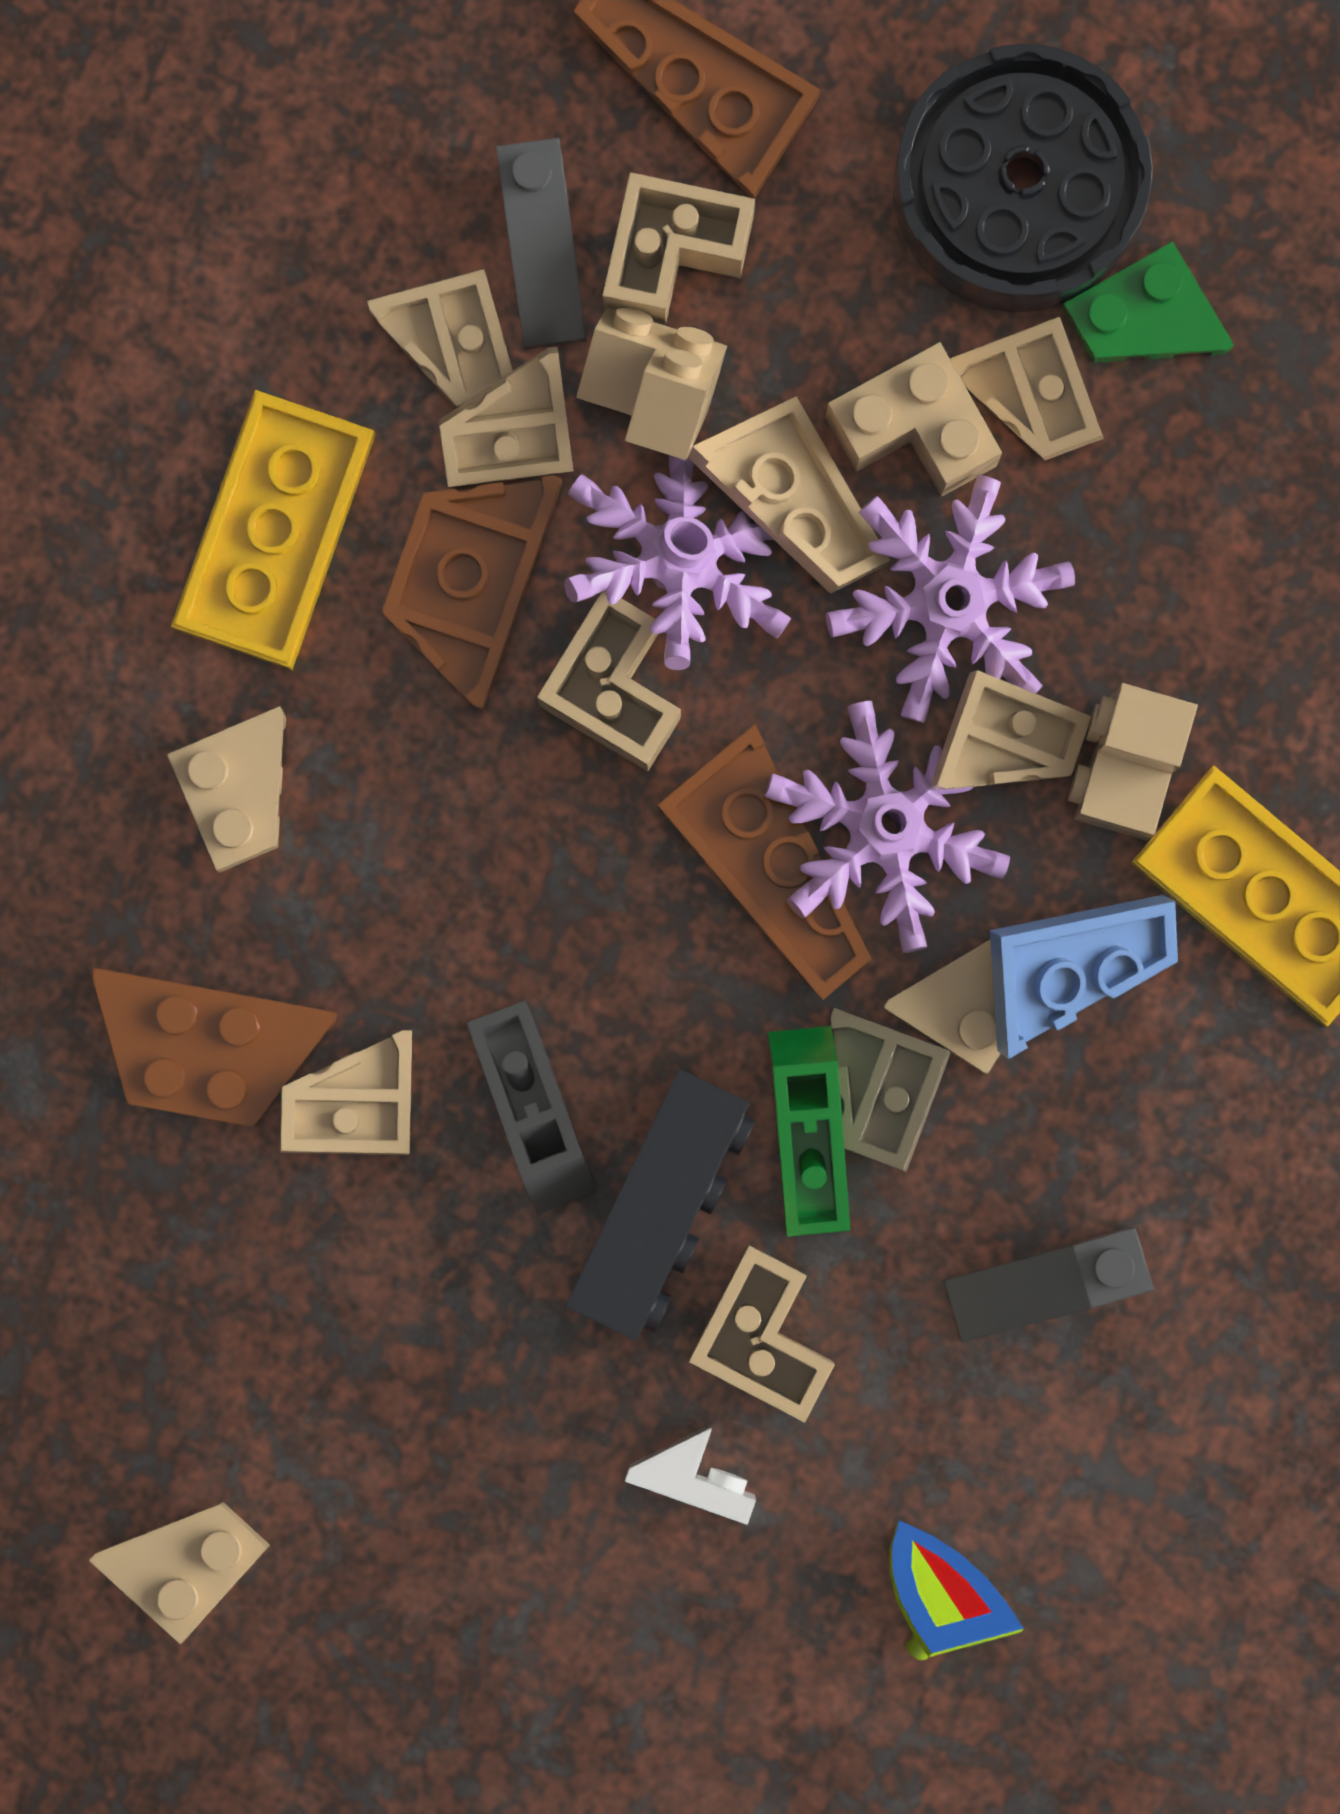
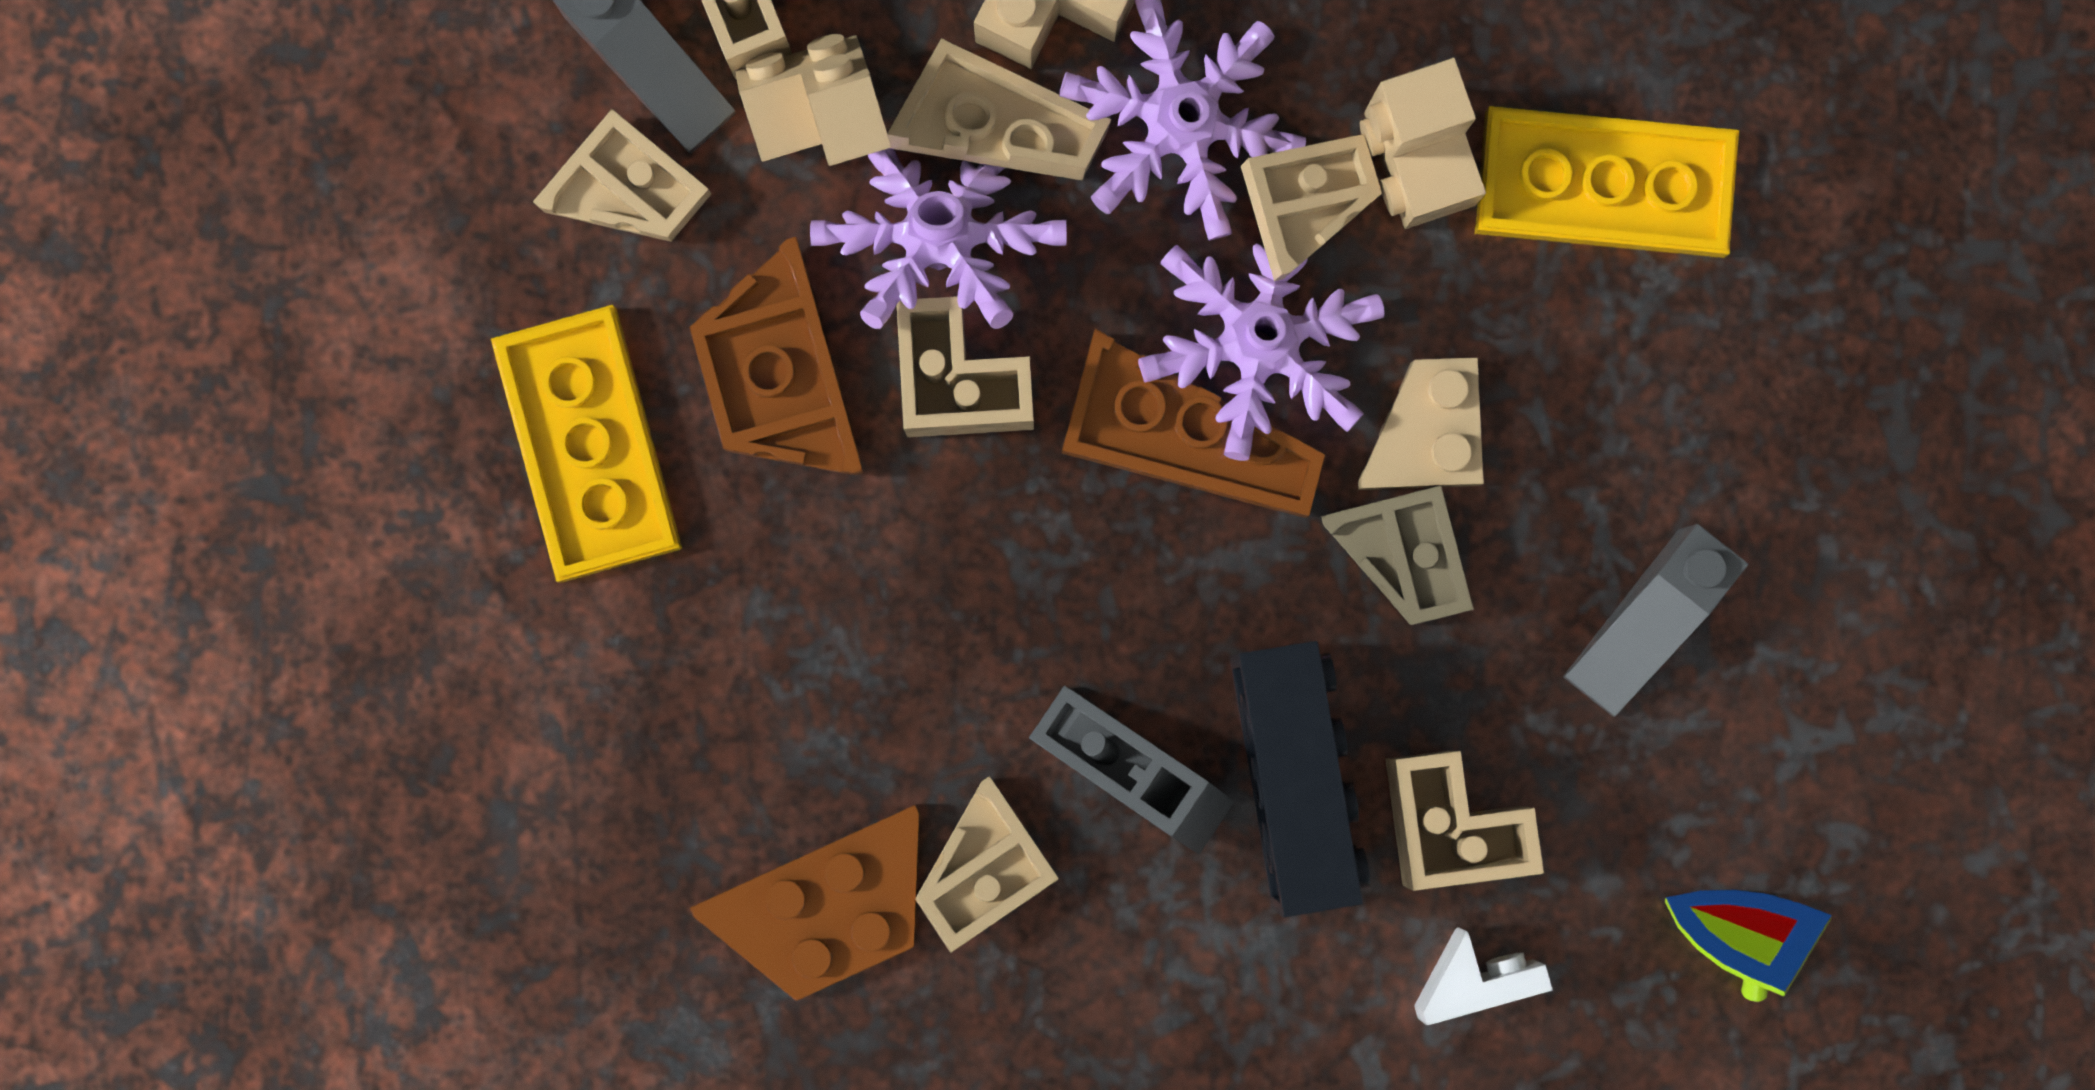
camera: 40 degrees left, 0 degrees up
(235, 787) = (702, 677): tan wing -> none
(510, 427) = (724, 223): tan wing -> none
(809, 1130) = (1371, 629): green slope -> none
(1072, 960) = (1488, 343): medium blue wing -> none

